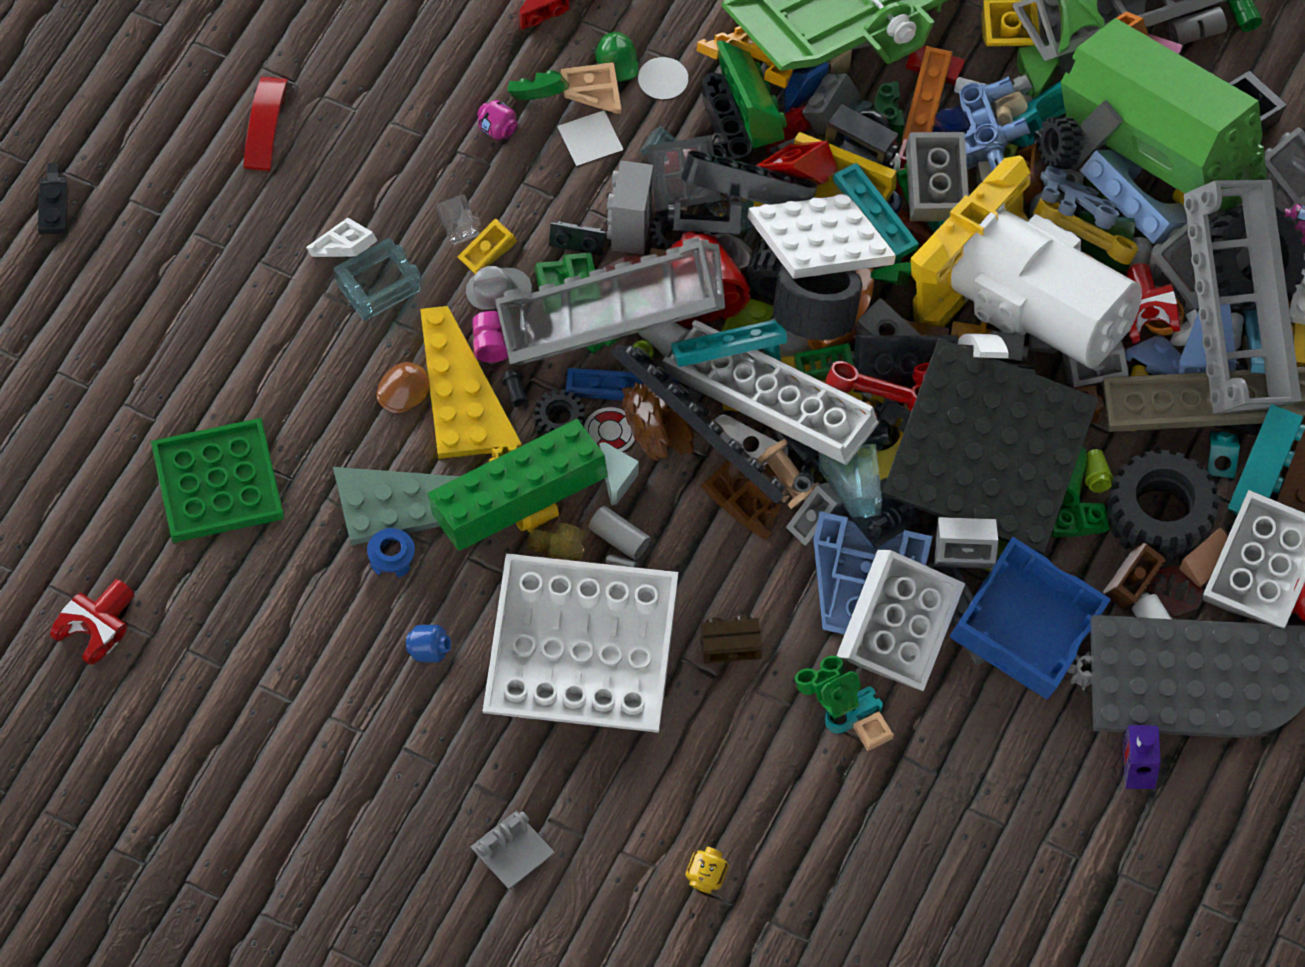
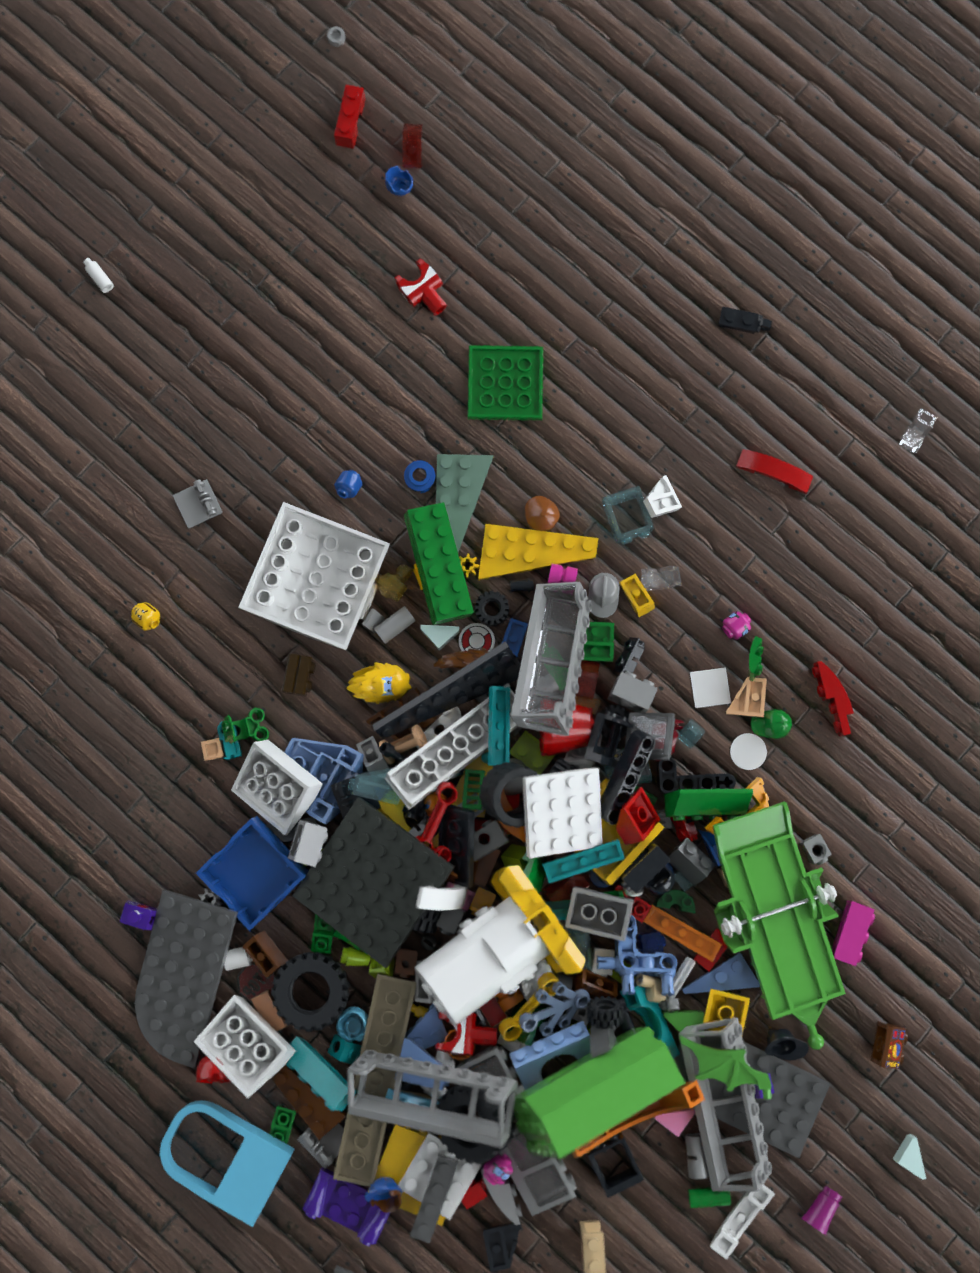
camera: 105 degrees right, 20 degrees up
(710, 527) = (379, 683): none -> yellow head
(899, 300) = (513, 856): none -> lime panel
(960, 35) = (729, 975): none -> medium blue wing
(1098, 436) = (376, 968): none -> lime slope
(1188, 441) = (352, 1024): none -> medium azure hair

